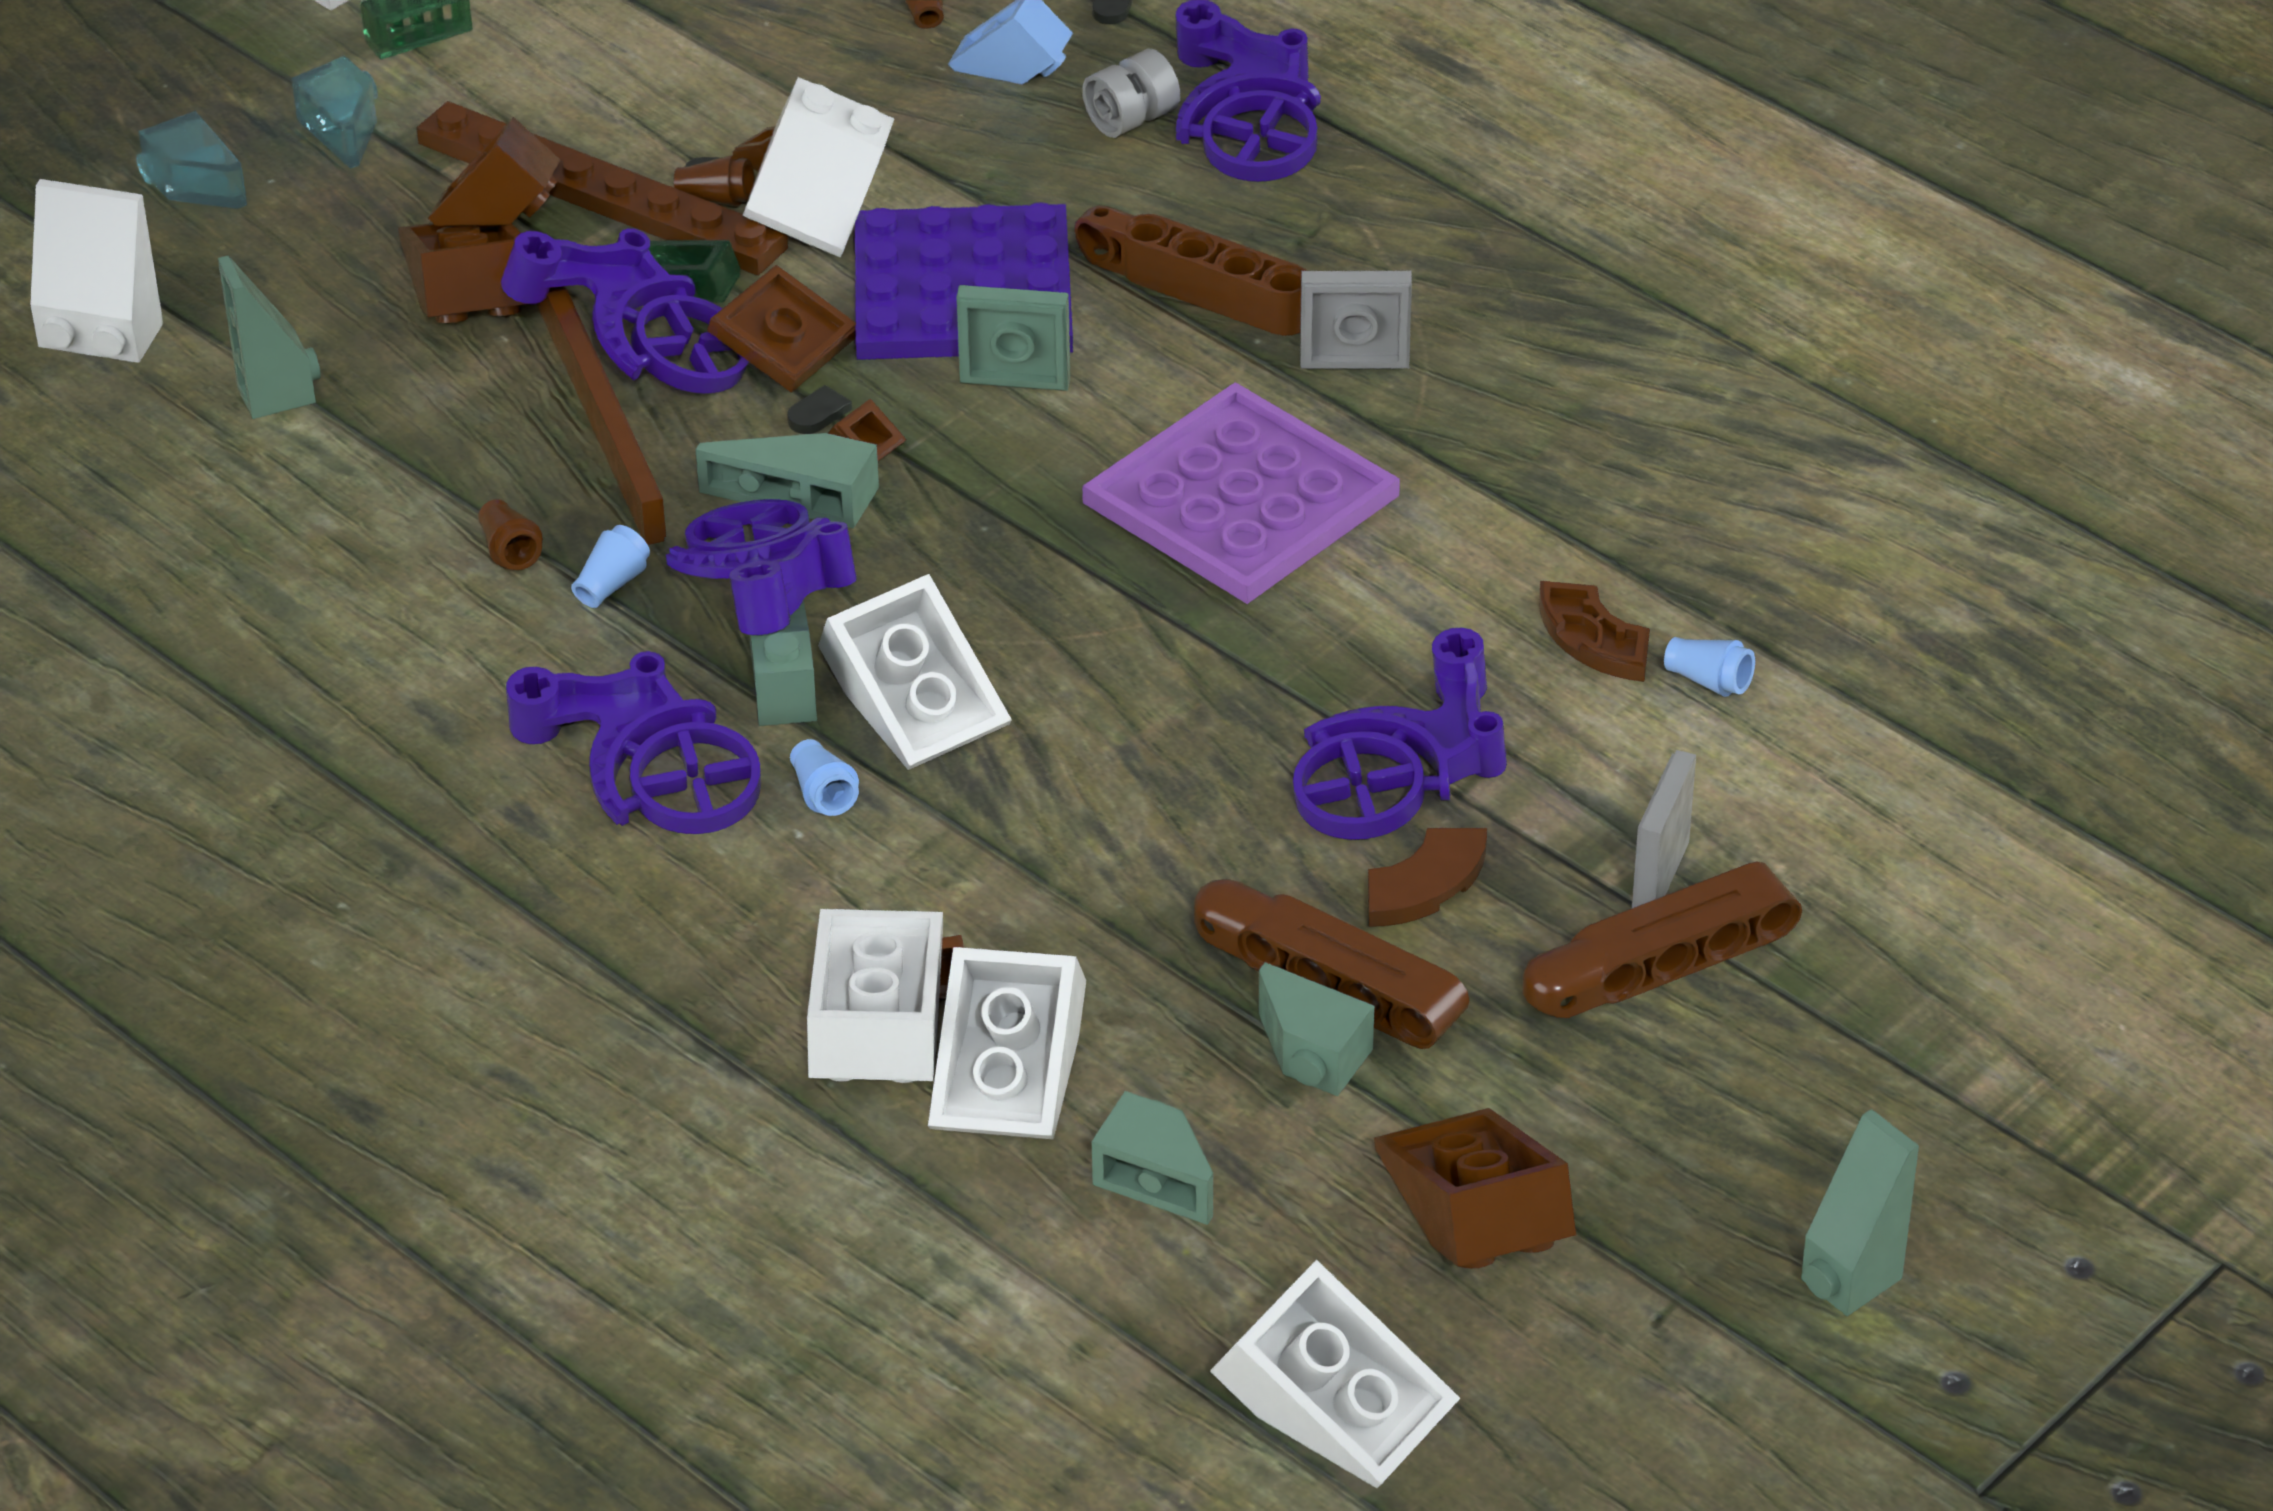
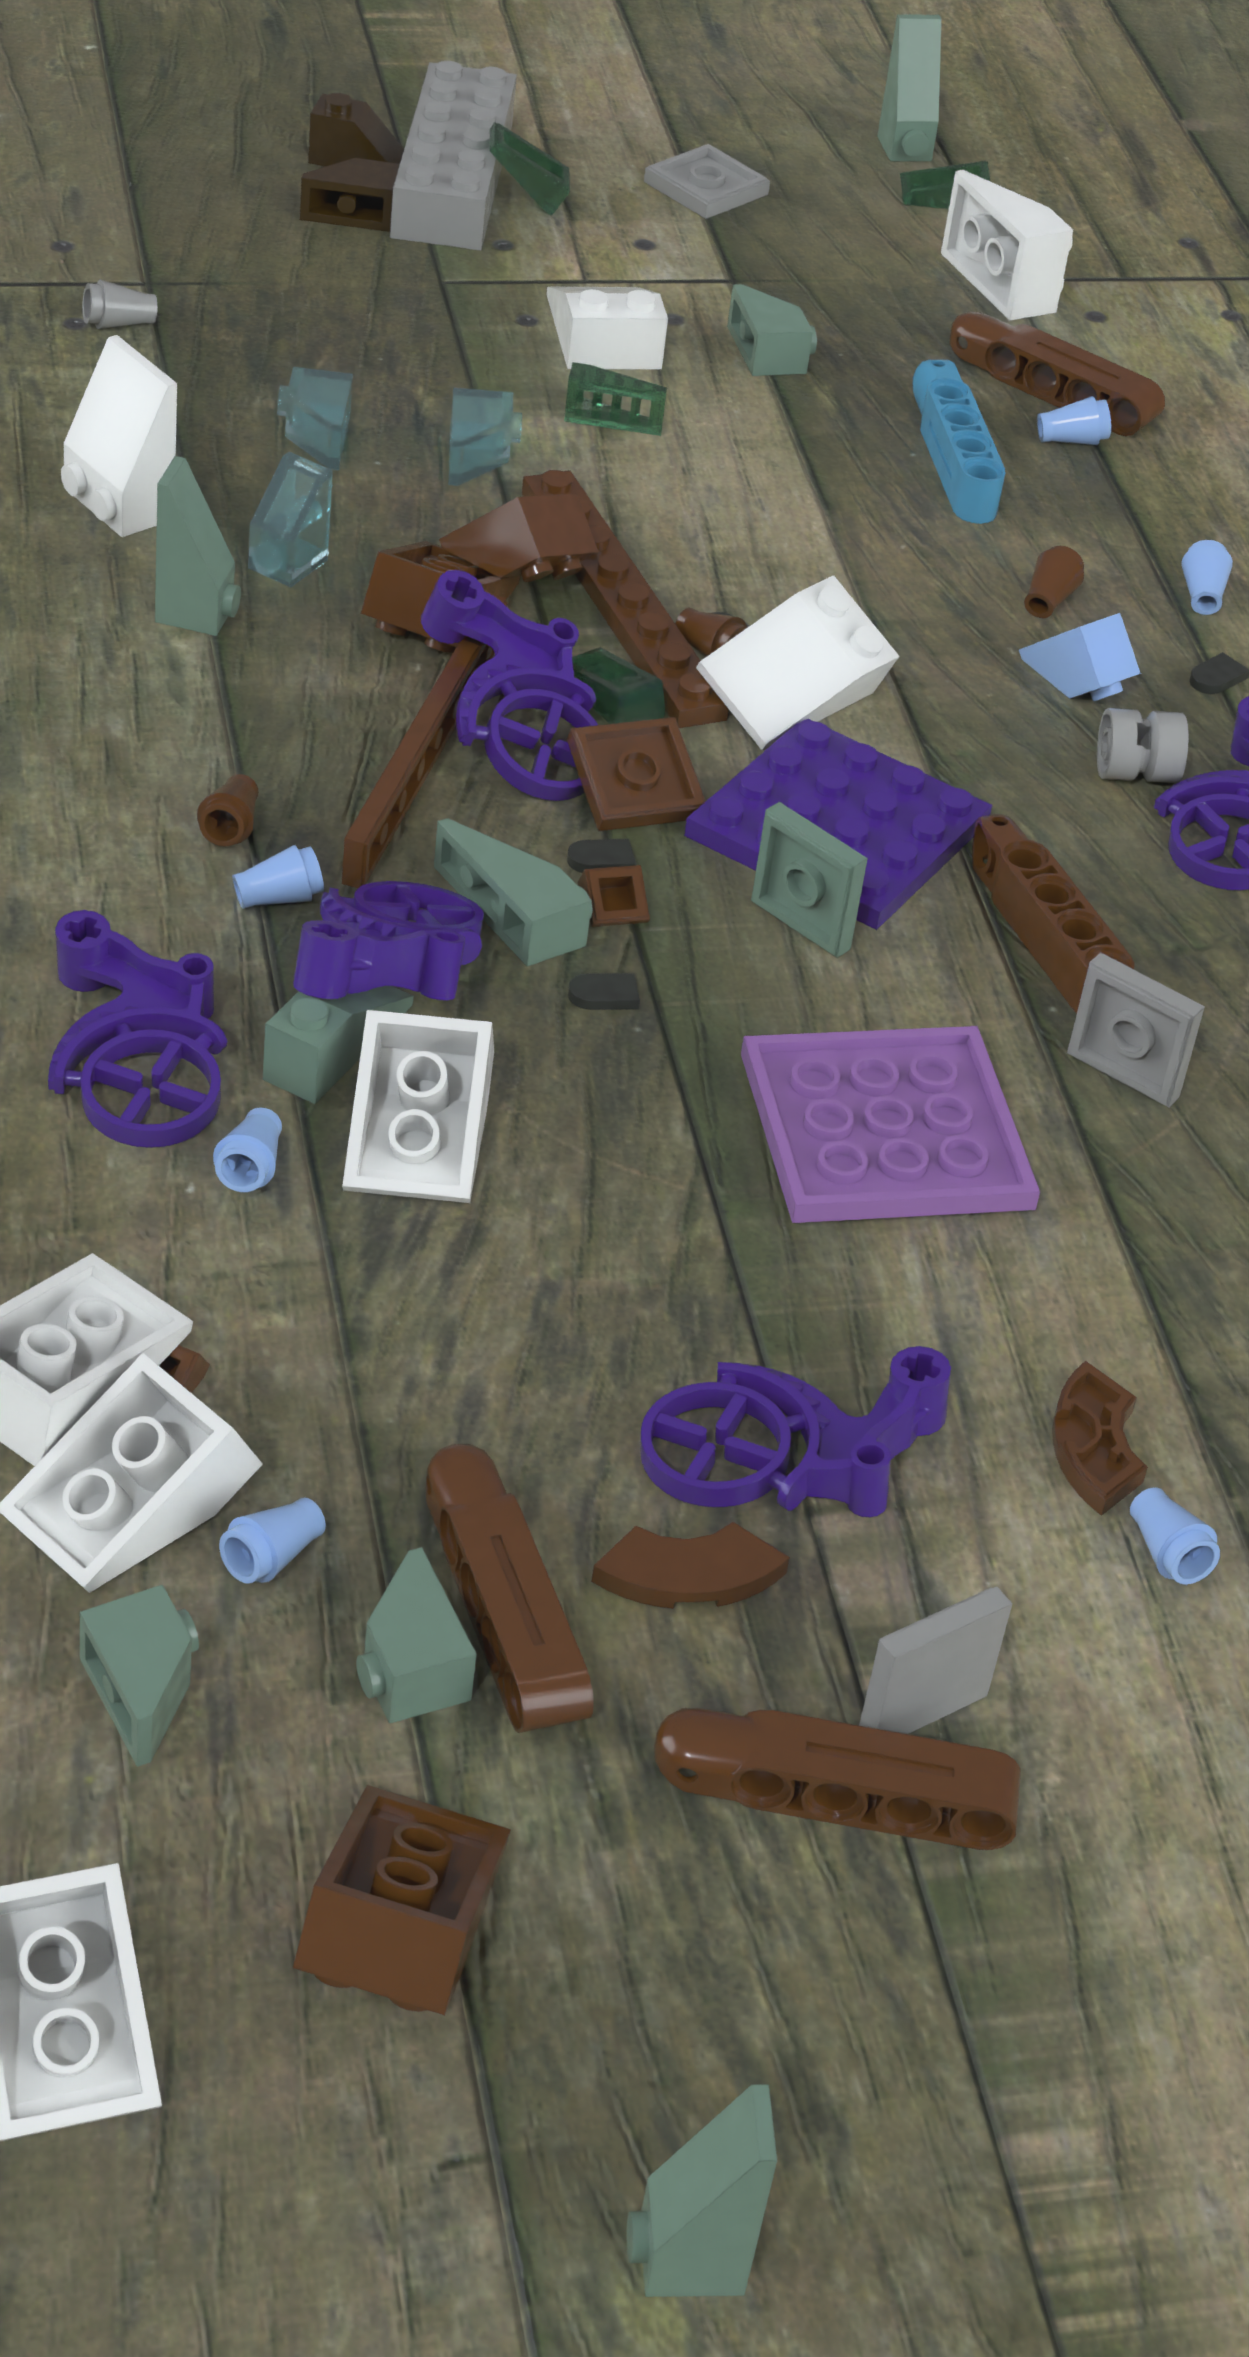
camera: 30 degrees right, 0 degrees up
(296, 265) = (292, 521): none -> clear light blue slope
(933, 513) = (604, 991): none -> pearl dark grey piece
(1142, 1029) = (267, 1540): none -> light blue cone

